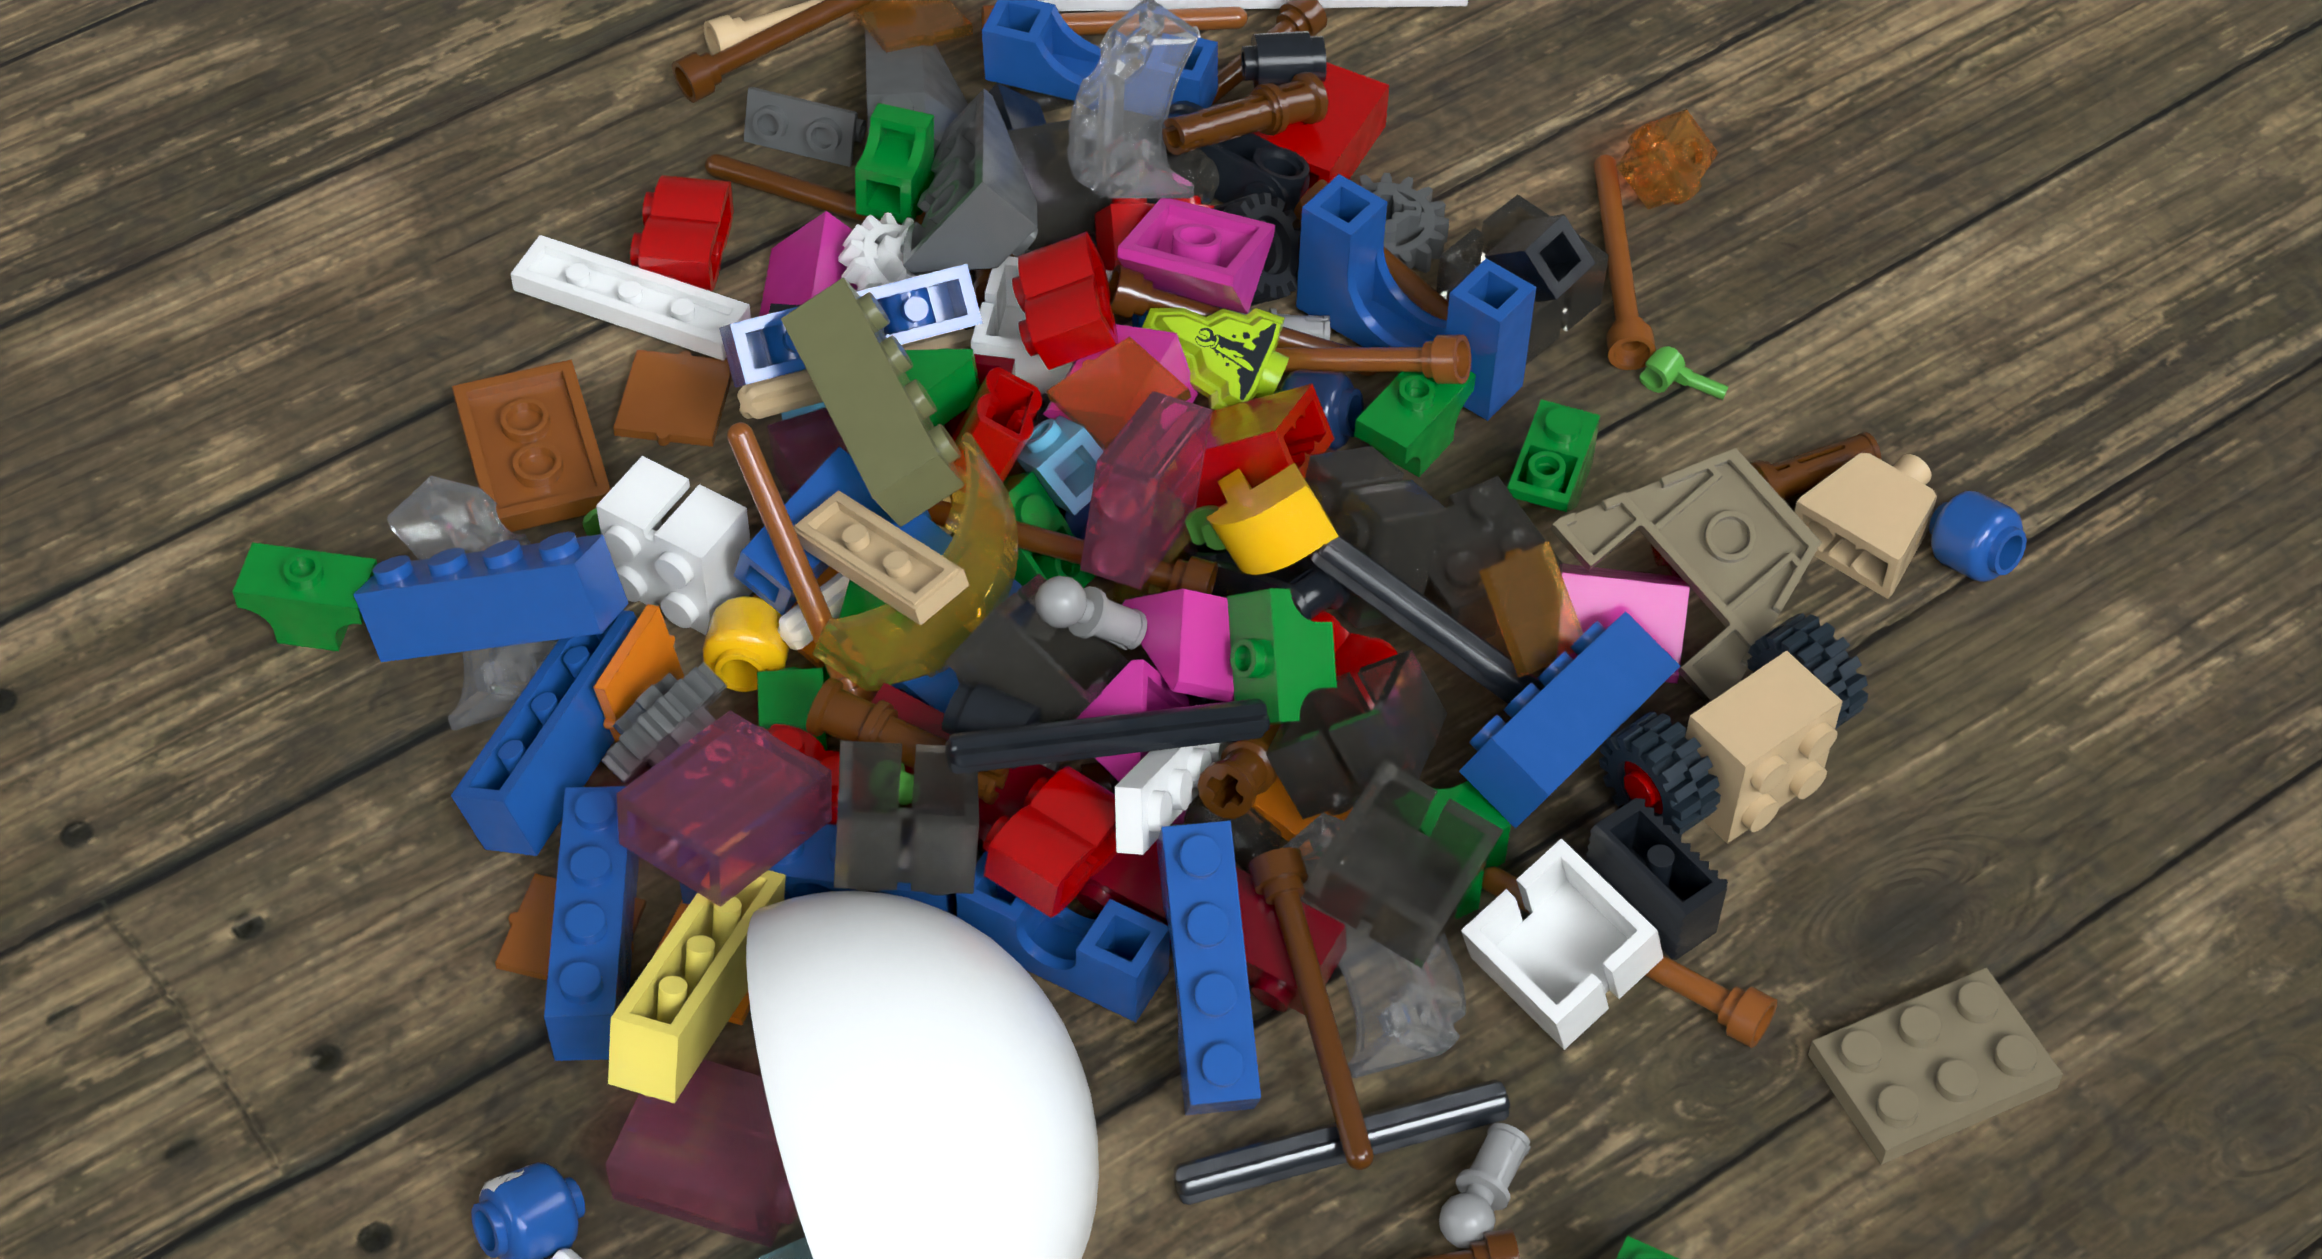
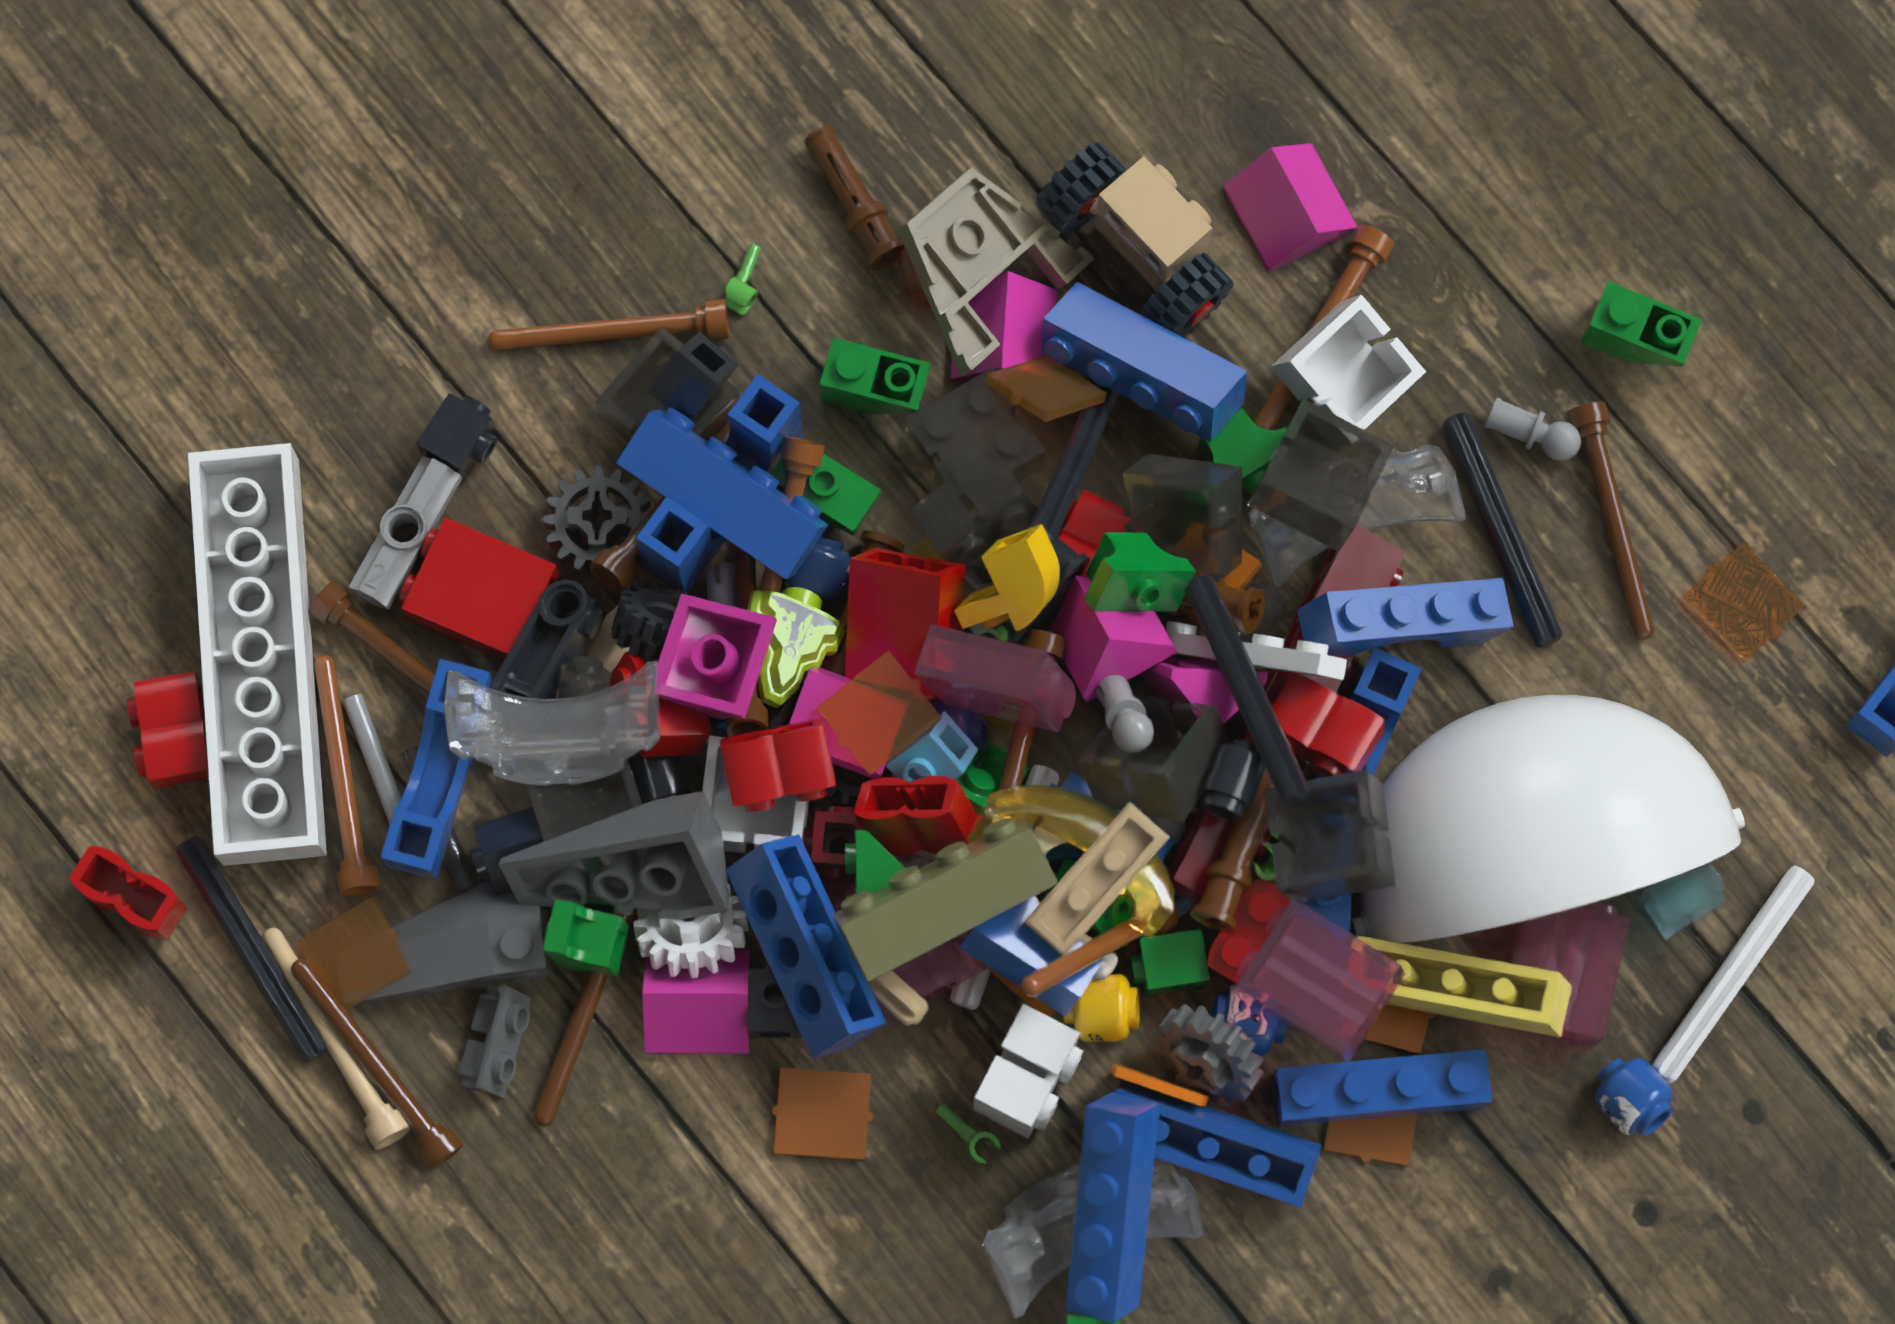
camera: 95 degrees left, 25 degrees up
(532, 445) = (899, 1221): dark orange plate -> none
(627, 296) = (721, 1164): white plate -> none
(685, 230) = (644, 1127): red brick -> none
(1265, 110) = (517, 616): reddish brown pin -> none
(1281, 56) = (443, 603): black brick -> none
(1281, 880) = (1332, 566): reddish brown piece -> none
(1383, 59) = (419, 504): none -> light grey piece
(1396, 279) = (723, 492): none -> blue brick
(1488, 117) = (459, 434): none -> black brick
(1658, 876) = (1273, 304): black brick -> none
(1667, 160) = (511, 284): clear orange brick -> none
(1810, 935) = (1288, 204): none -> dark pink slope
(1871, 518) = (897, 136): tan torso -> none
(1934, 1065) = (1392, 121): dark tan plate -> none
(1977, 536) = (910, 57): blue head -> none

